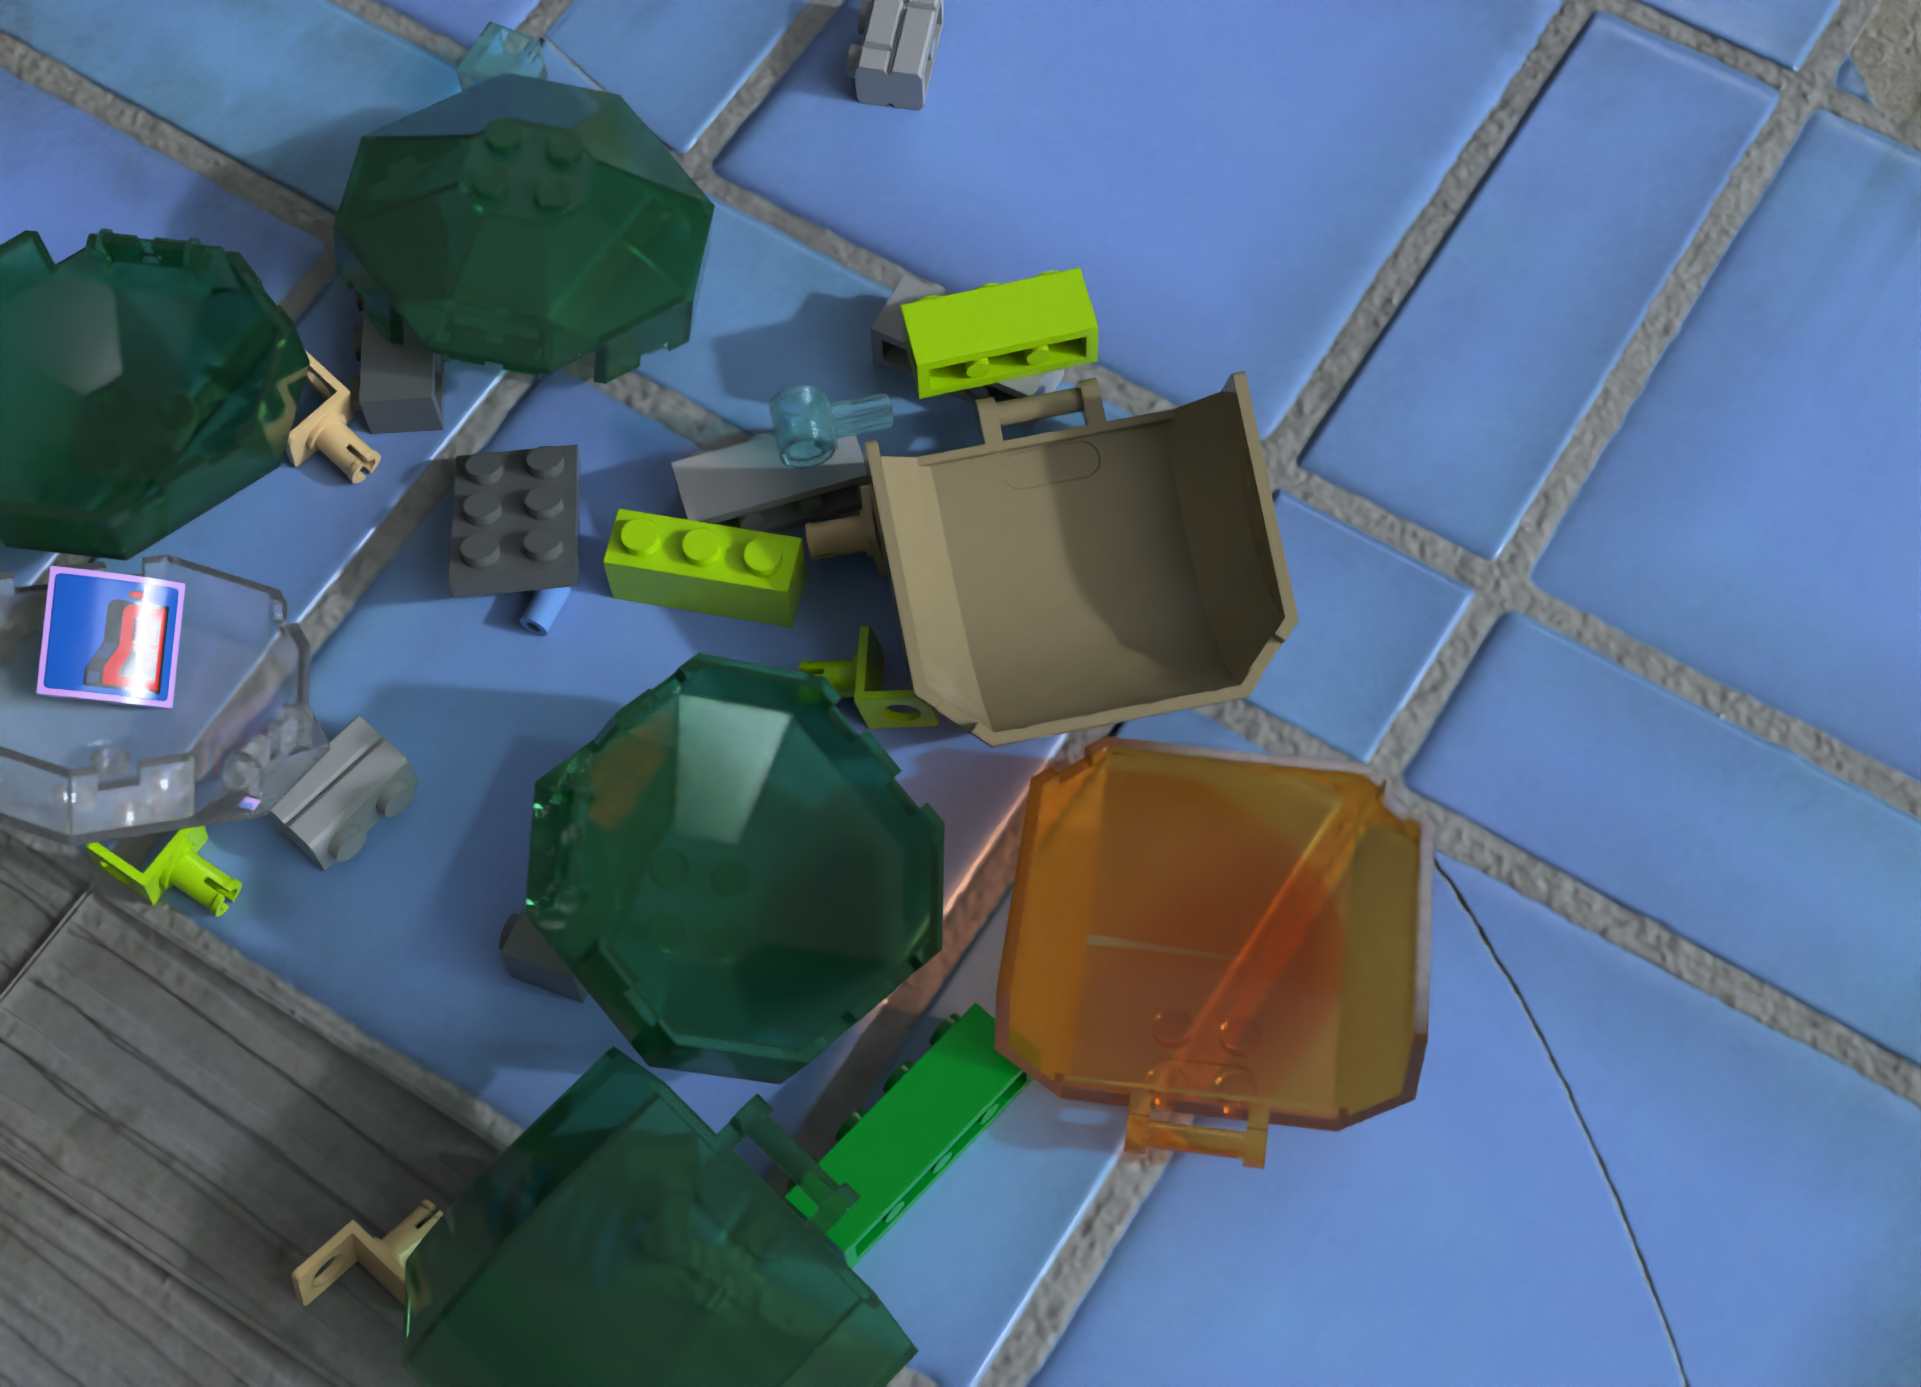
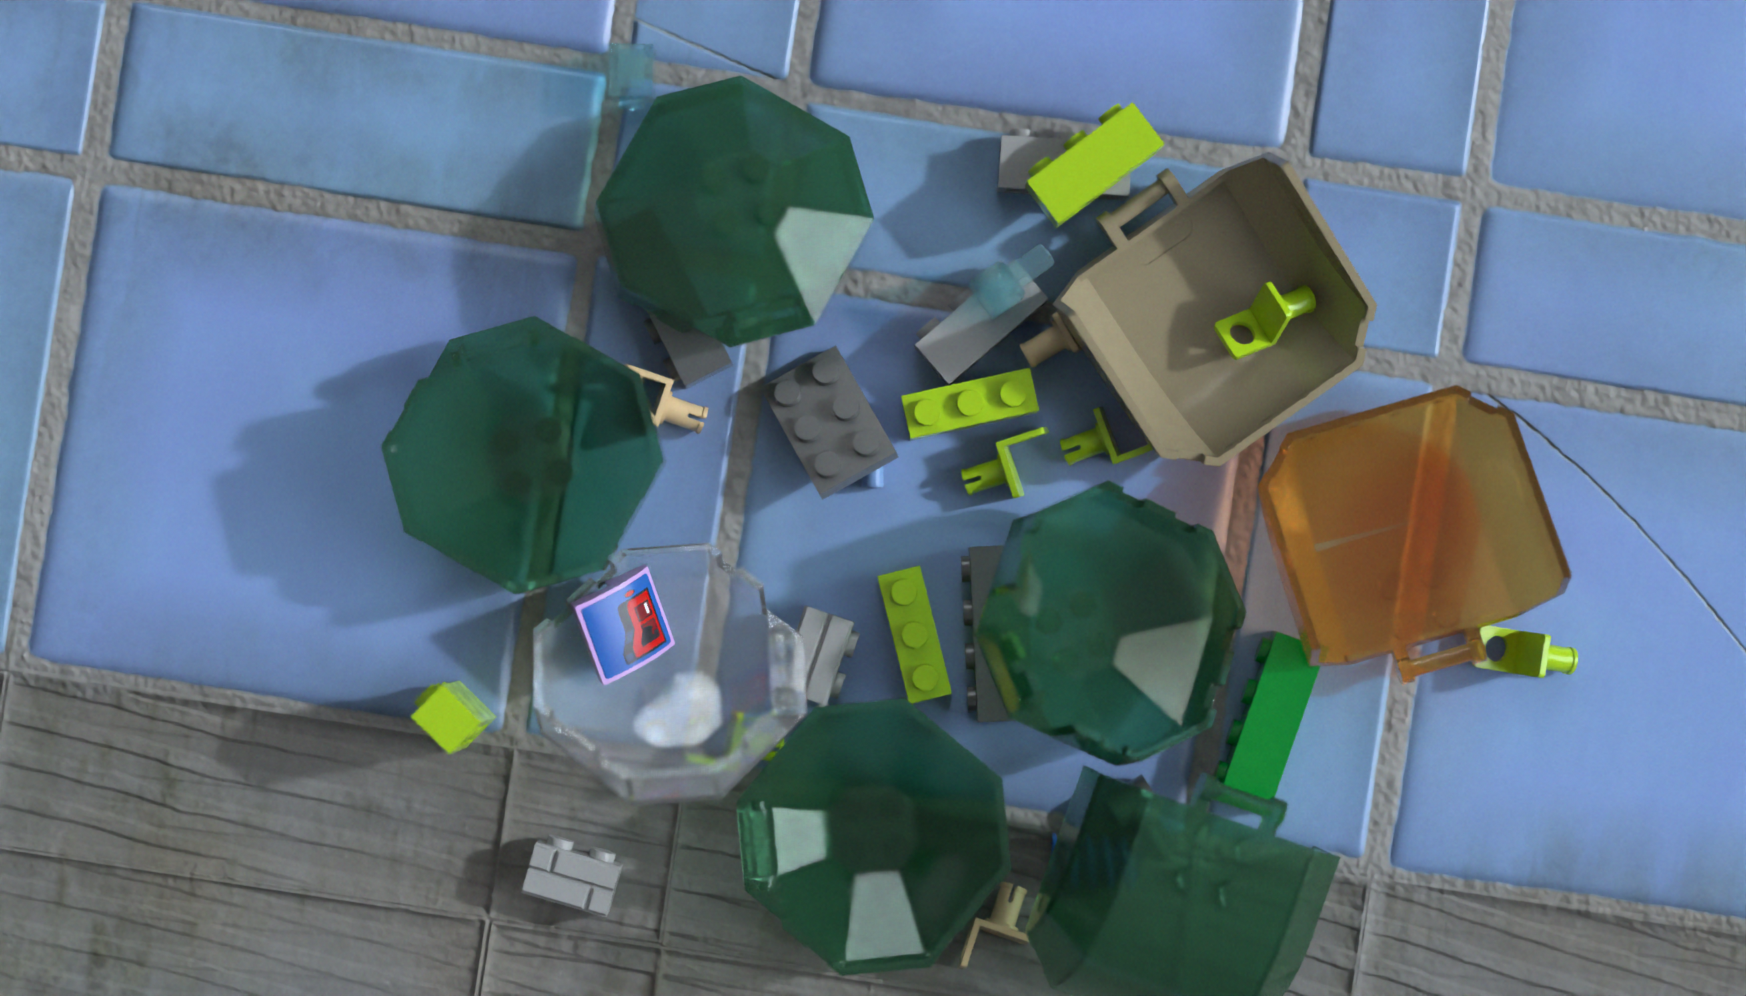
camera: 25 degrees left, 25 degrees up
(268, 1024) = (873, 835): none -> clear green windscreen
(482, 817) = (914, 634): none -> lime brick
(725, 640) = (1000, 470): none -> lime bracket
(1153, 602) = (1265, 318): none -> lime bracket
(1328, 1195) = (1528, 653): none -> lime bracket

